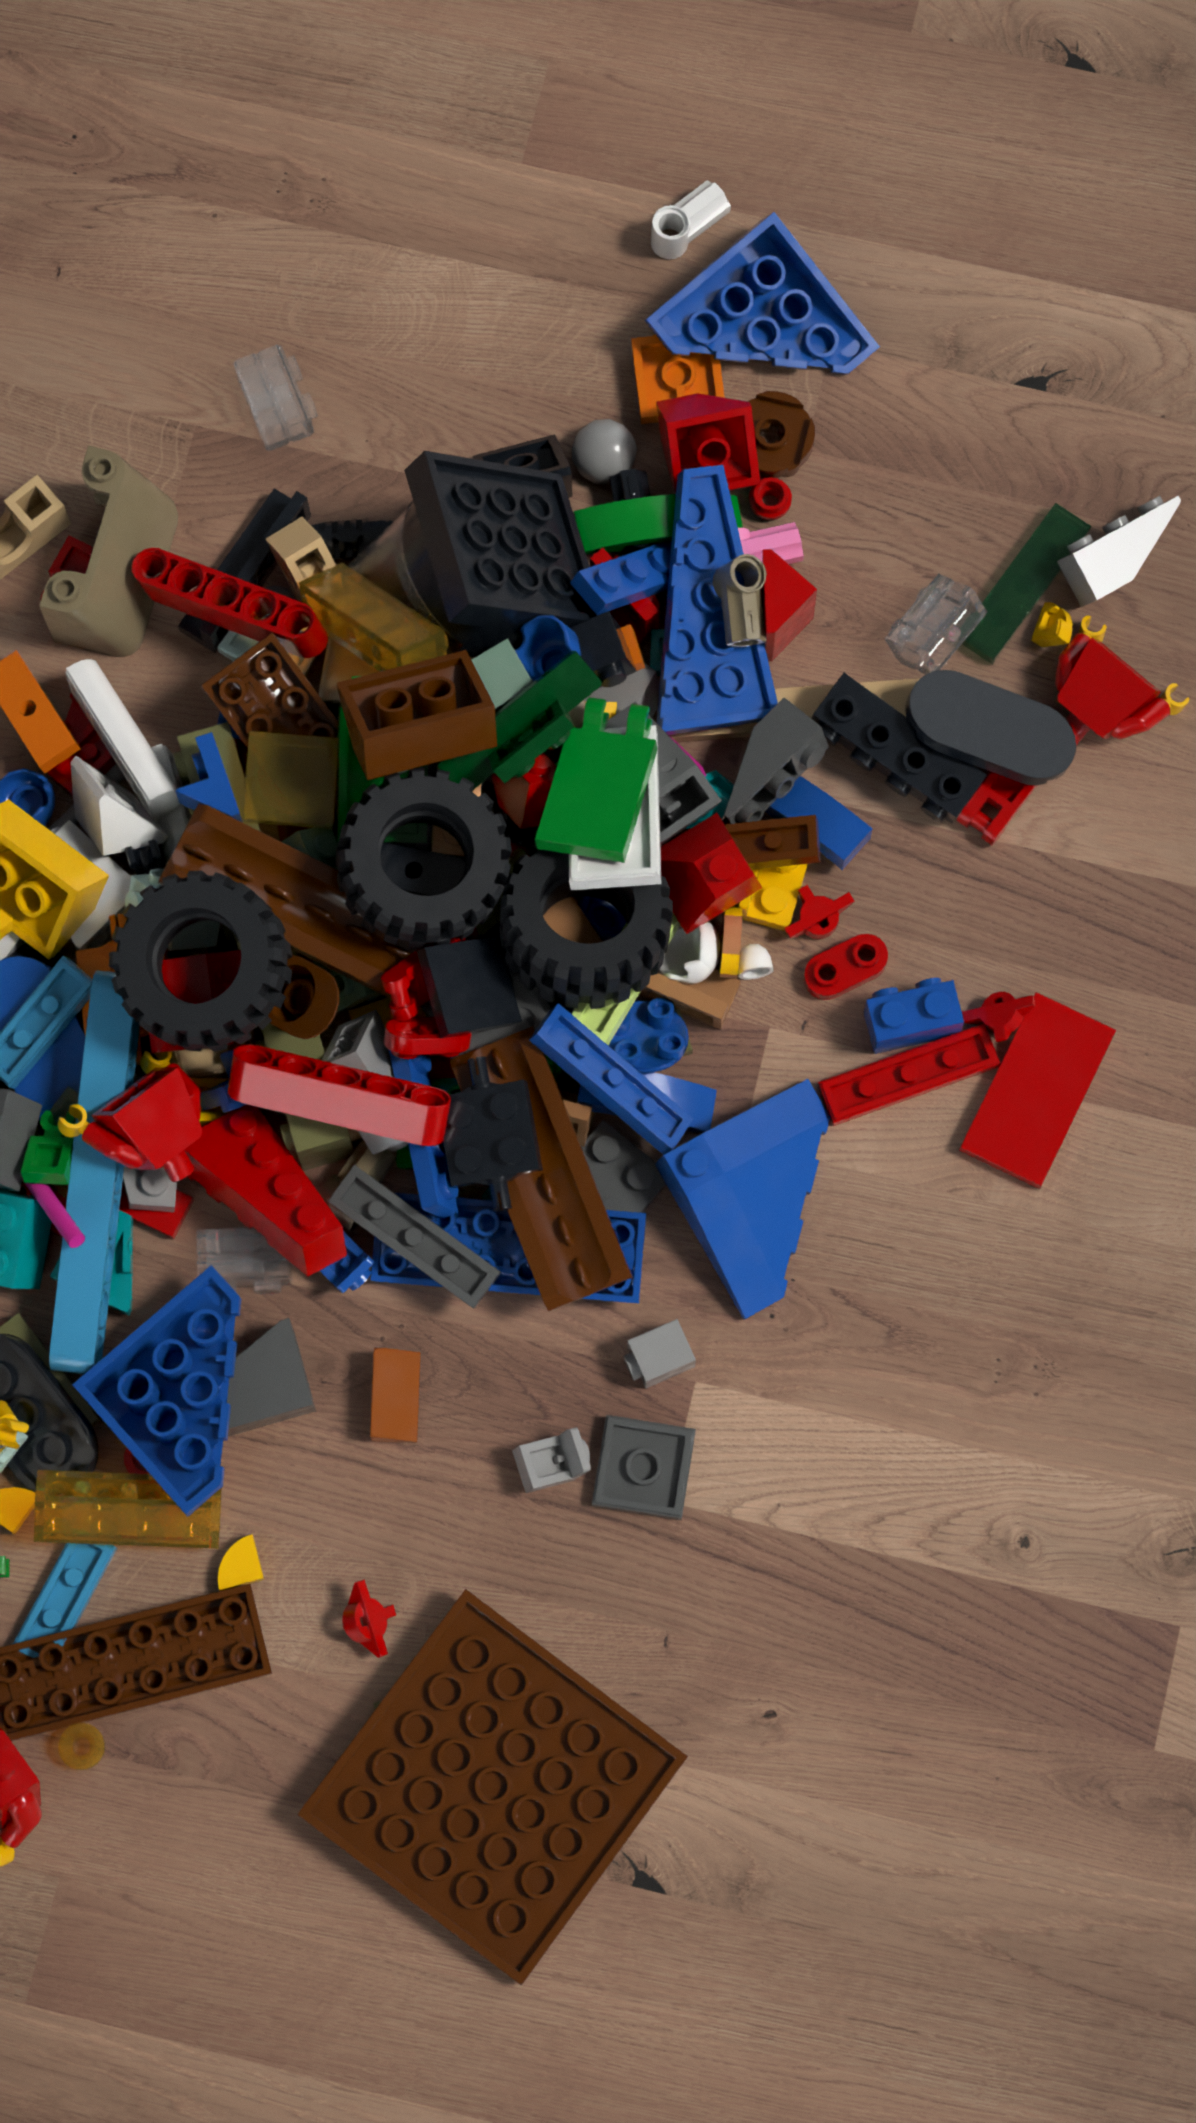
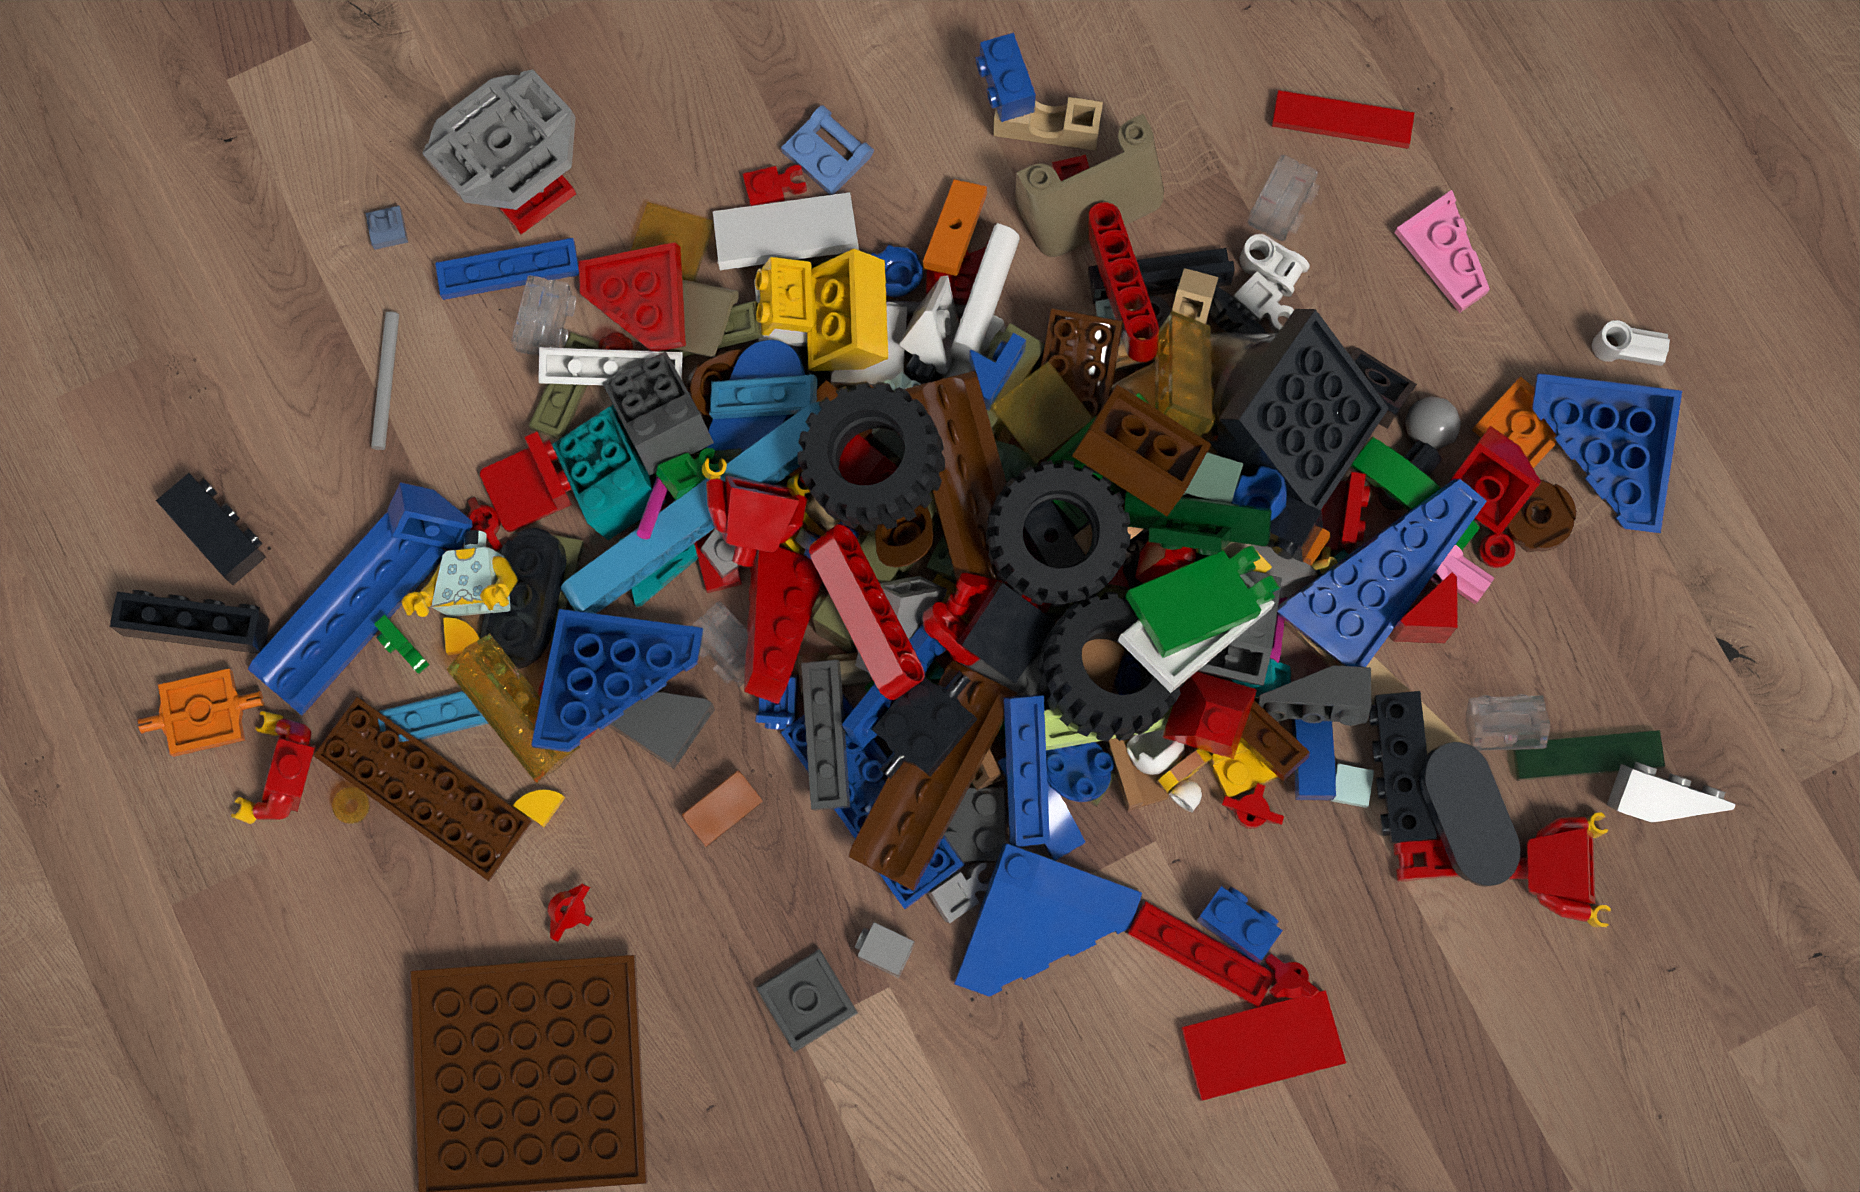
camera: 50 degrees right, 0 degrees up
(246, 281) = (1343, 119): none -> red tile
(331, 460) = (1276, 263): none -> white piece
(352, 499) = (1262, 300): none -> white plate
(449, 301) = (1443, 250): none -> bright pink wing
(552, 1460) = (761, 940): light grey bracket -> none
(625, 578) = (1355, 503): blue plate -> none
(652, 655) = (1325, 562): none -> light yellow hand
(665, 1245) = (956, 893): none -> light grey plate
(742, 604) = (1404, 590): dark tan piece -> none
(847, 966) = (1236, 855): red plate -> none
(874, 807) = (1353, 785): none -> light aqua tile
(1053, 626) = (1576, 797): yellow tile -> none

